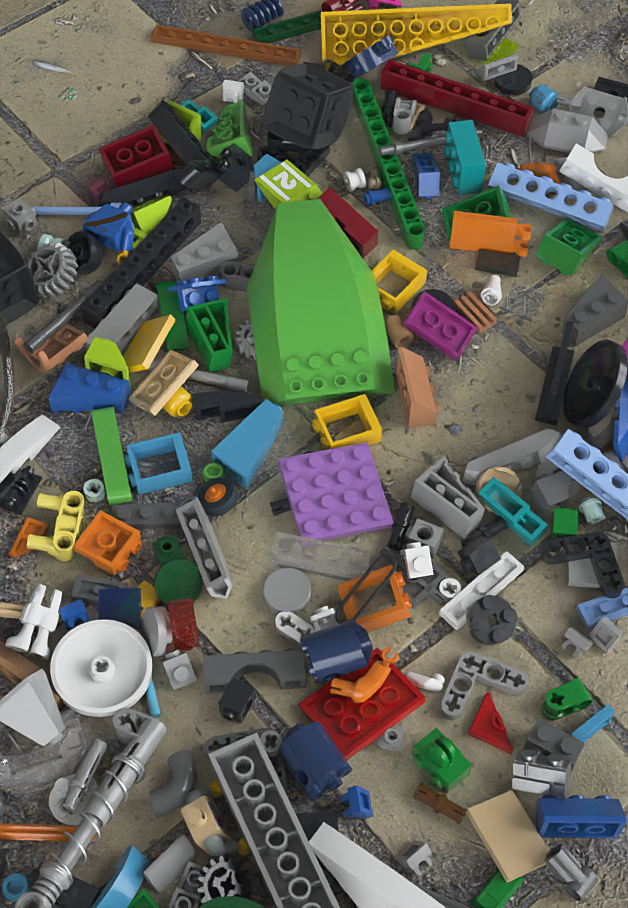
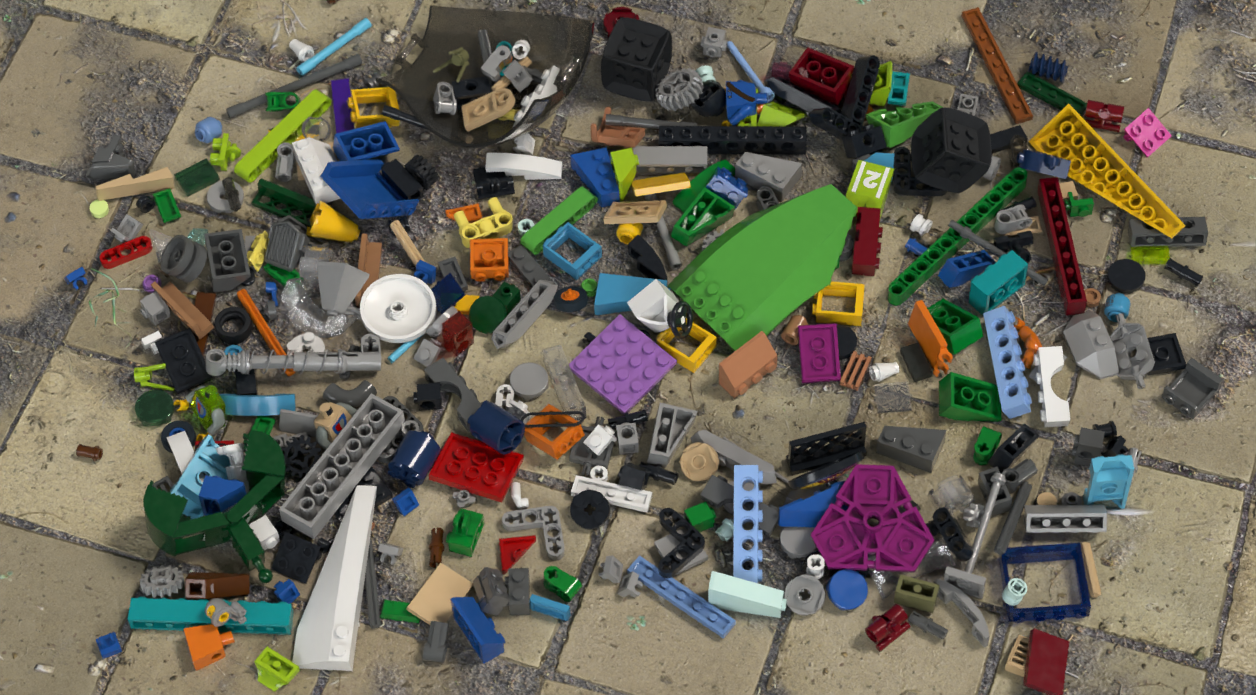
camera: 60 degrees right, 0 degrees up
(40, 616) = (408, 254): white piece -> none
(78, 786) = (319, 342): light grey pin -> none
(232, 91) = (945, 96): white tile -> none
(301, 423) = (661, 309): none -> white piece
(367, 685) = (488, 460): orange arm -> none
(498, 67) = (1121, 258): light grey slope -> none
(513, 511) = (685, 479): teal slope -> none
(538, 42) = (1183, 272): none -> black pin

